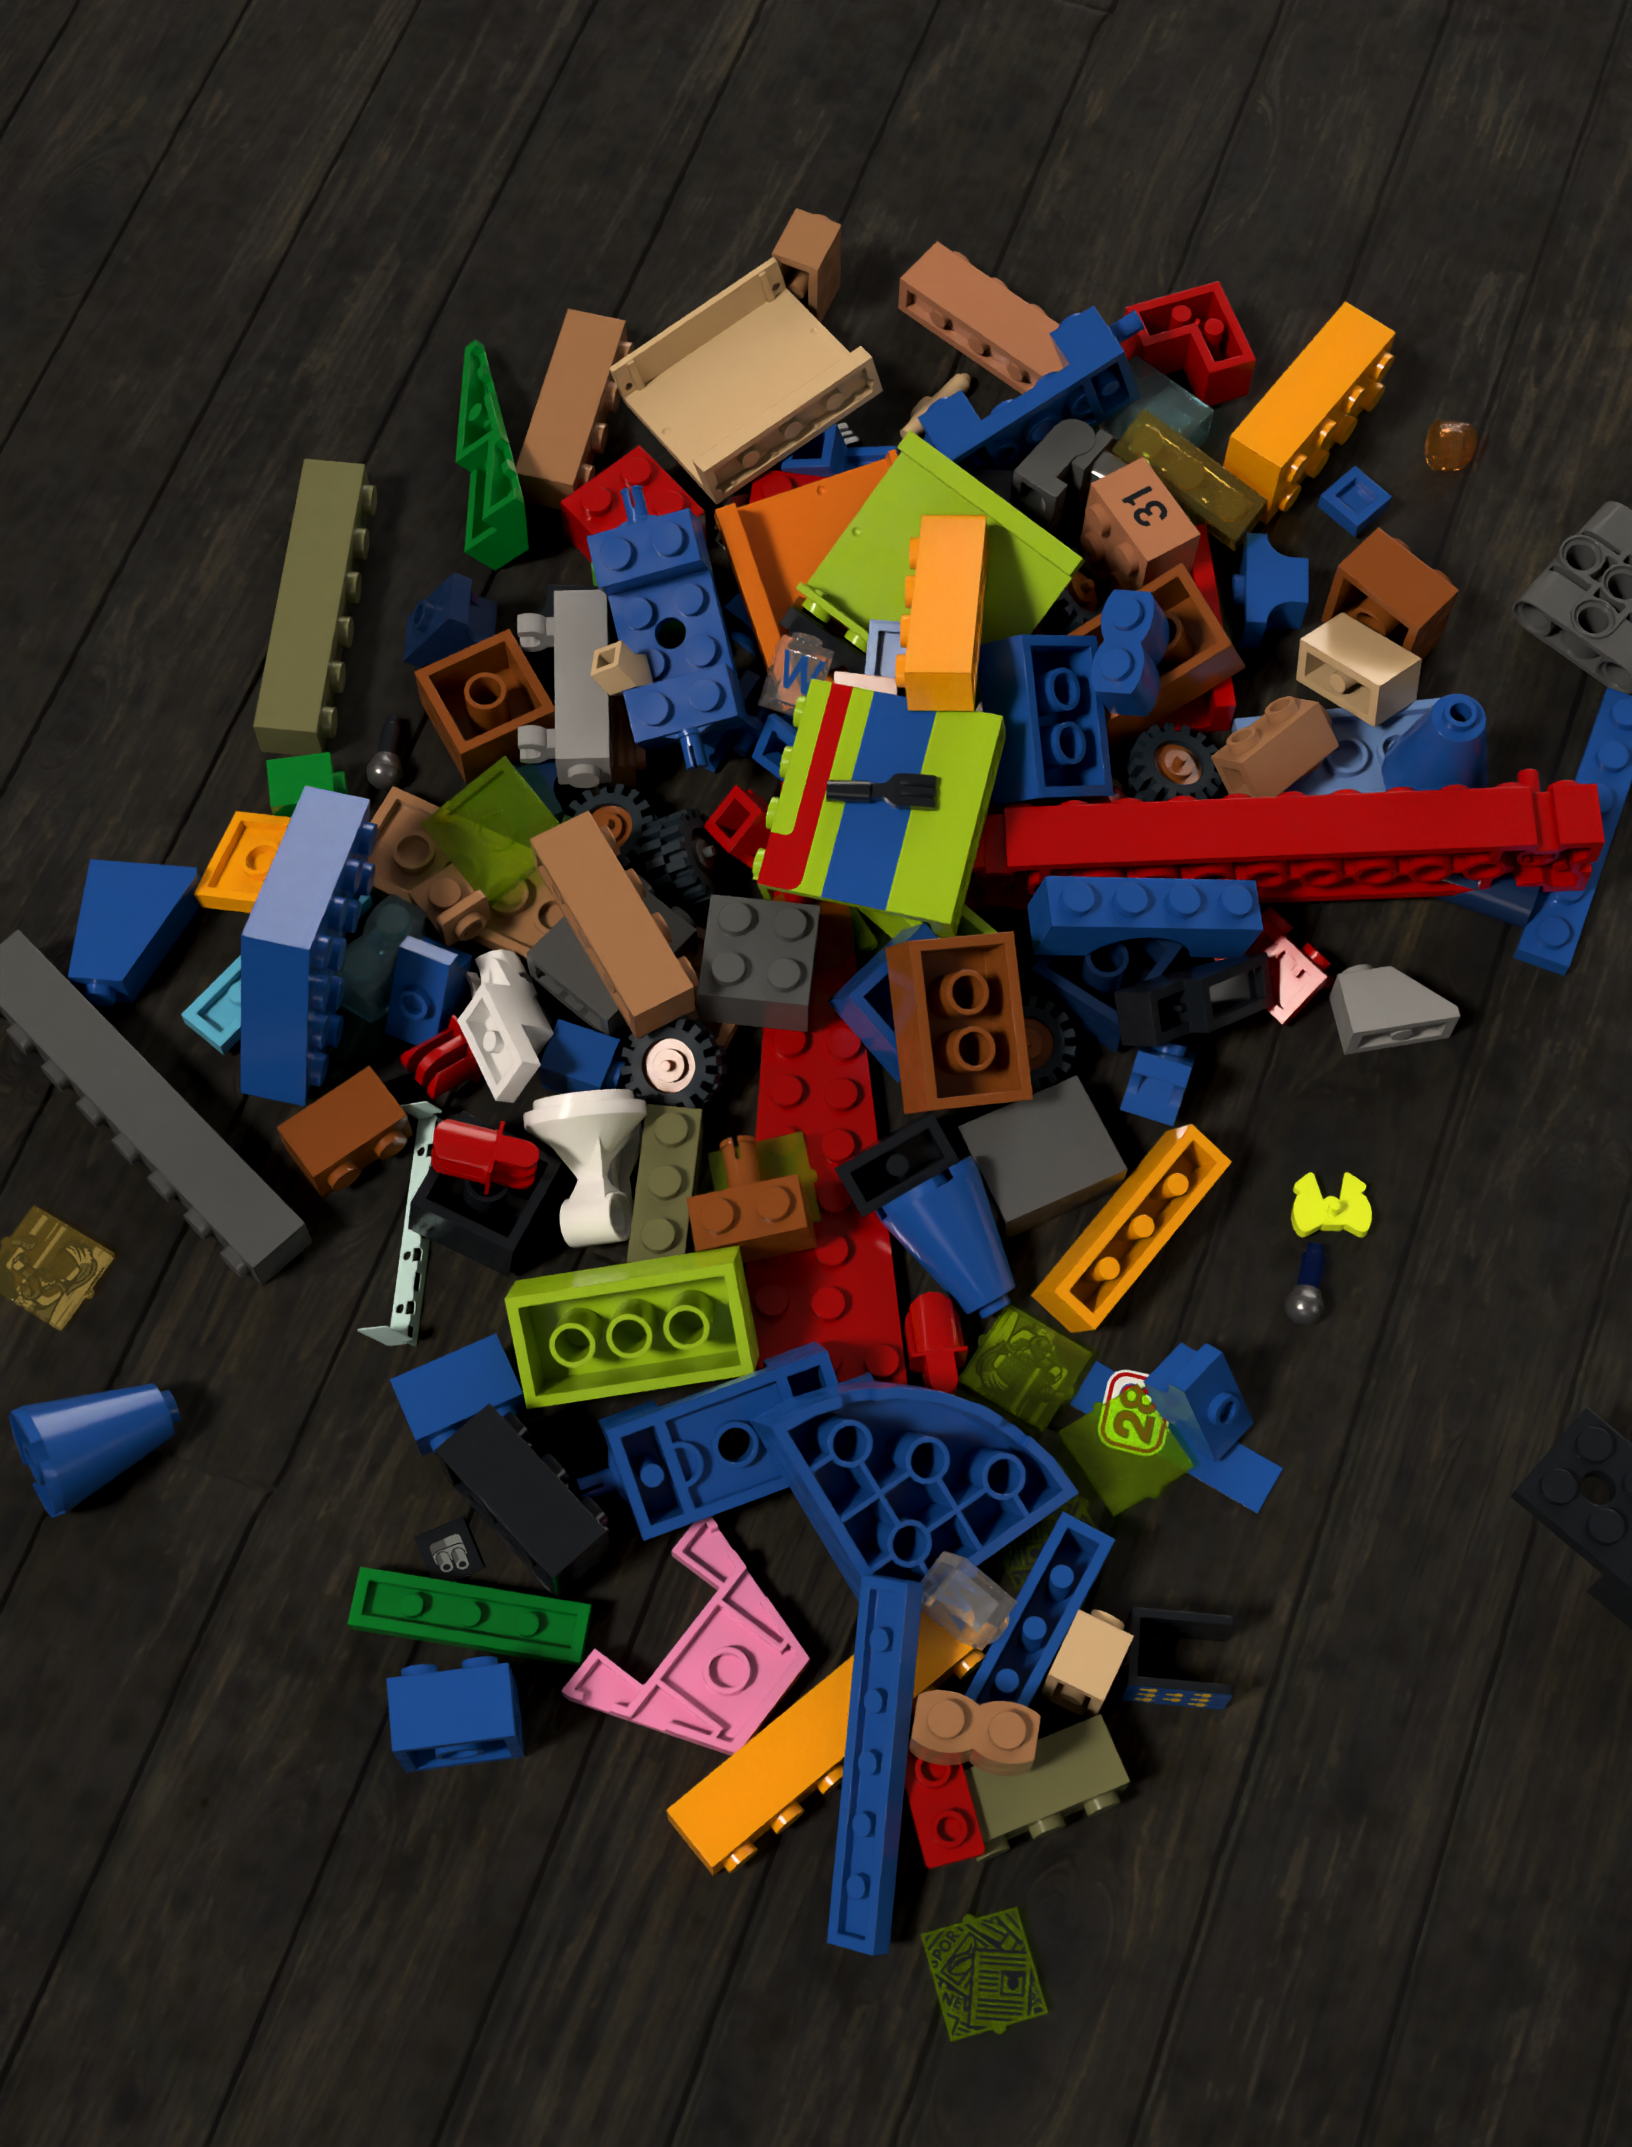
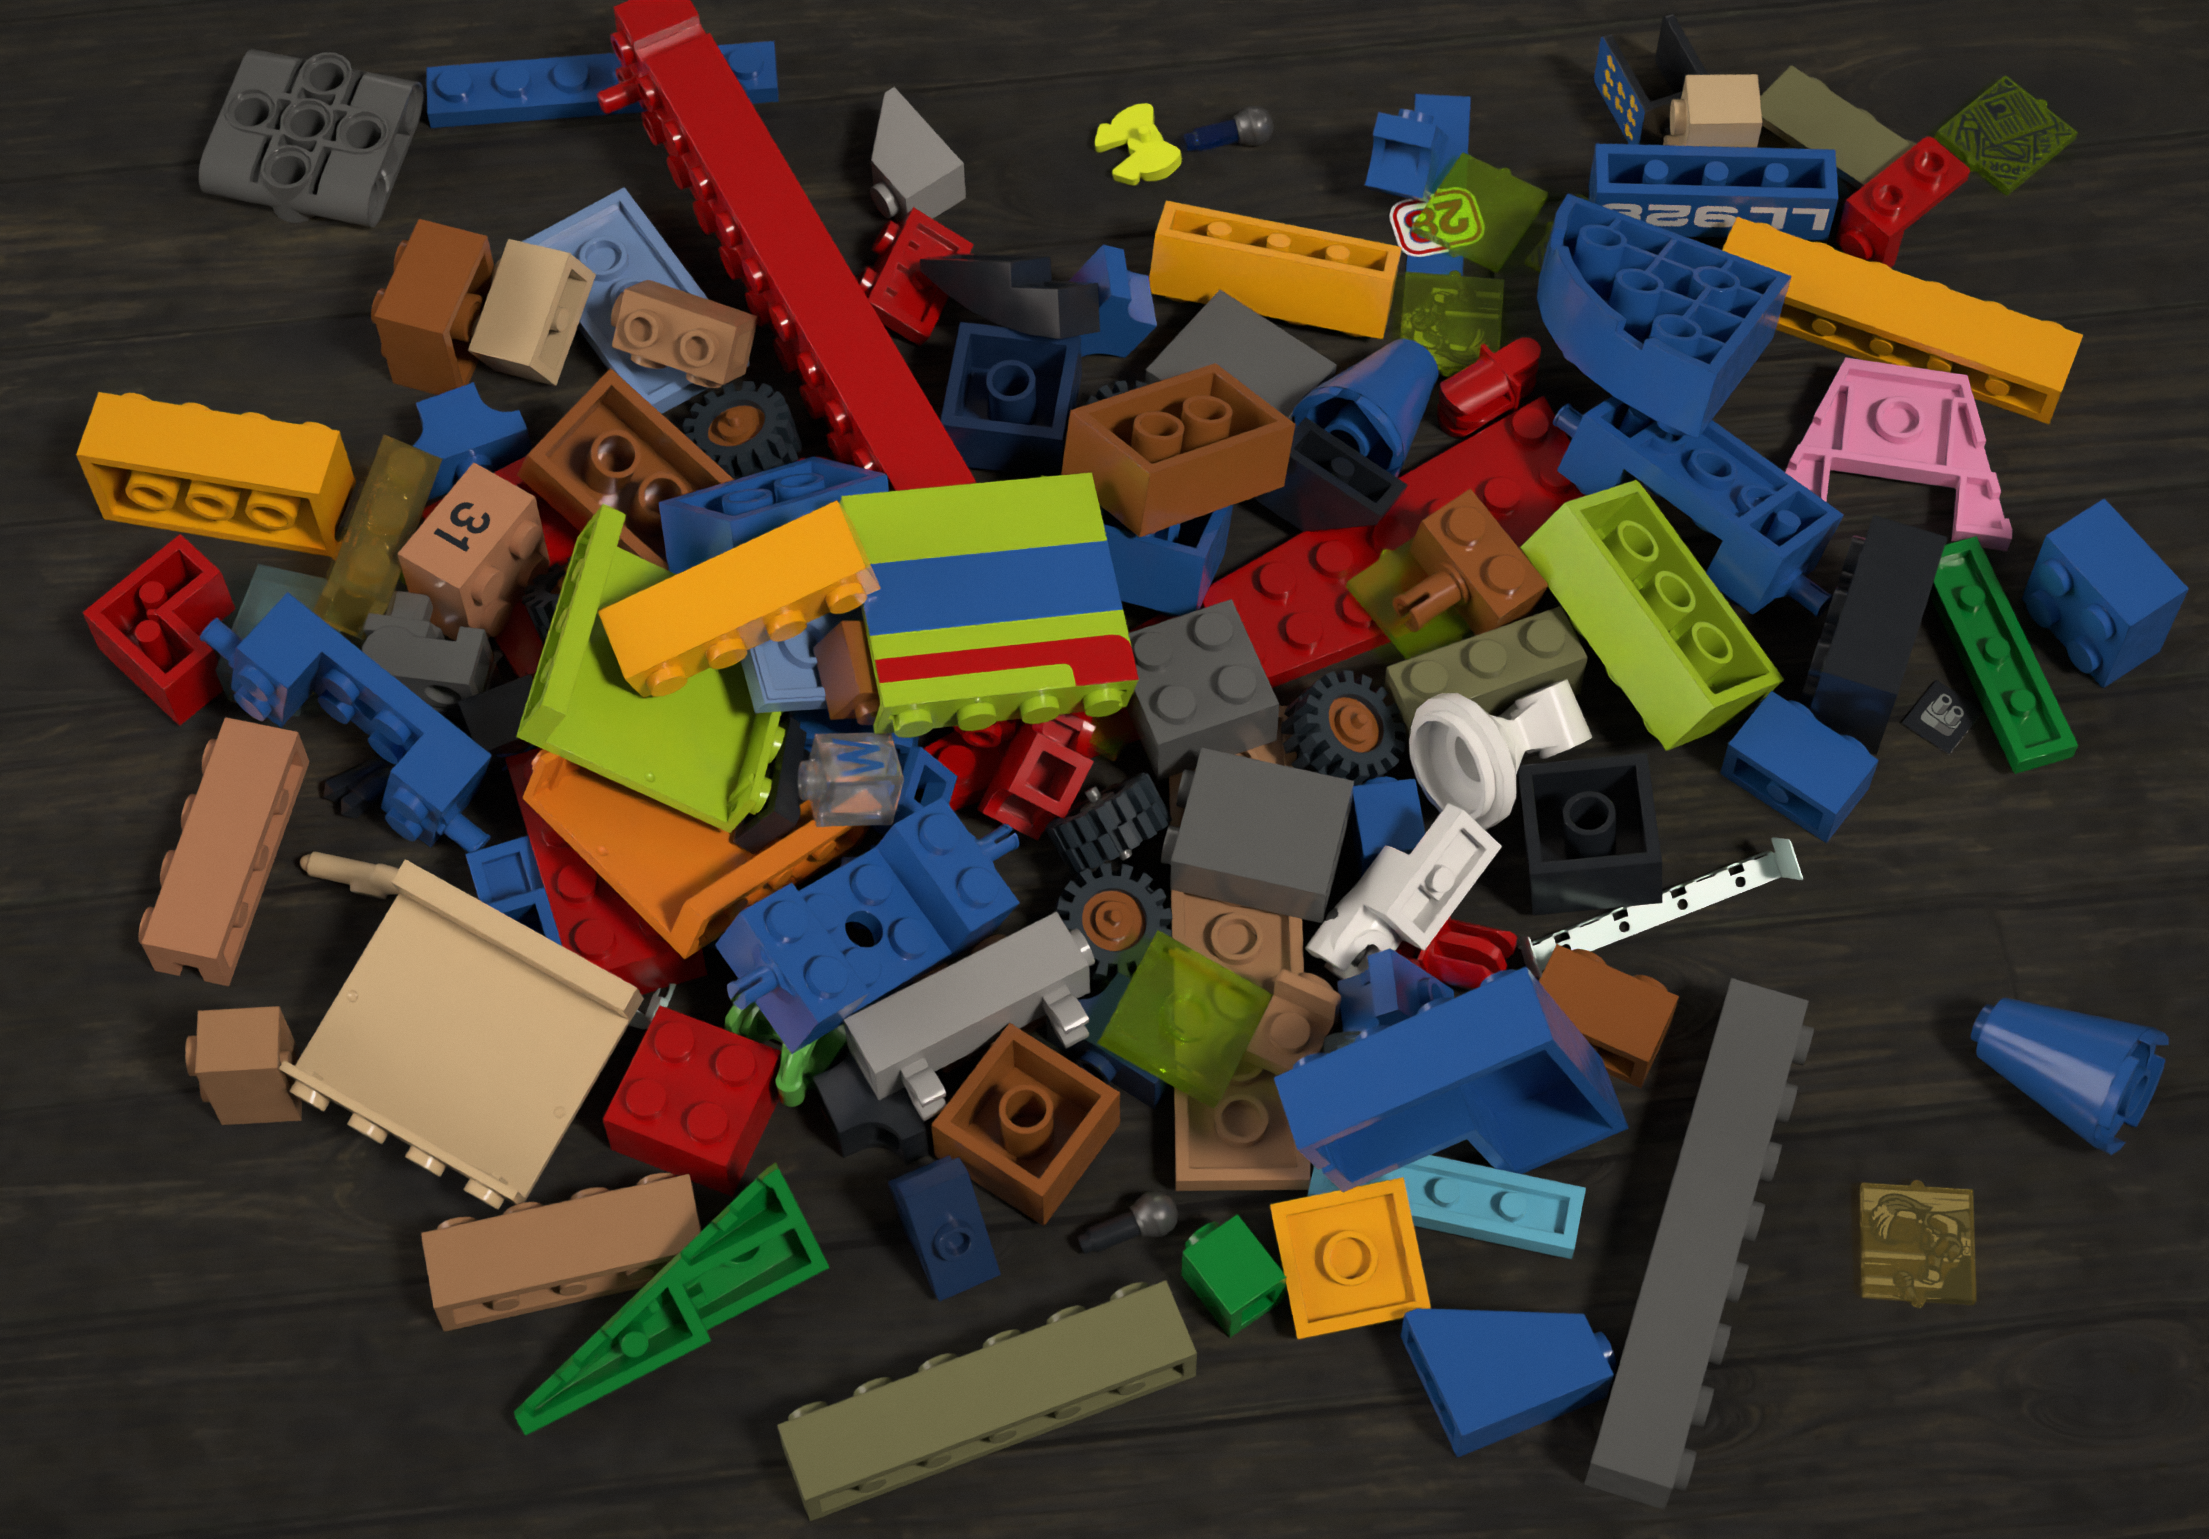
camera: 115 degrees left, 5 degrees down
(483, 1155) = (1578, 809): red arm -> none
(614, 924) = (1253, 806): medium nougat brick -> none
(619, 669) = (955, 939): tan piece -> none
(875, 1764) = (1912, 239): blue plate -> none
(900, 791) = (976, 562): black piece -> none
(965, 1601) = (1737, 220): clear brick -> none
(991, 1736) = (1852, 154): medium nougat brick -> none
(1089, 912) = (990, 382): blue arch -> none
(1127, 659) = (651, 455): blue brick -> none
(1354, 501) = (302, 401): blue plate -> none
(1441, 748) = (619, 188): blue cone -> none
(1445, 445) = (183, 352): clear orange tile -> none

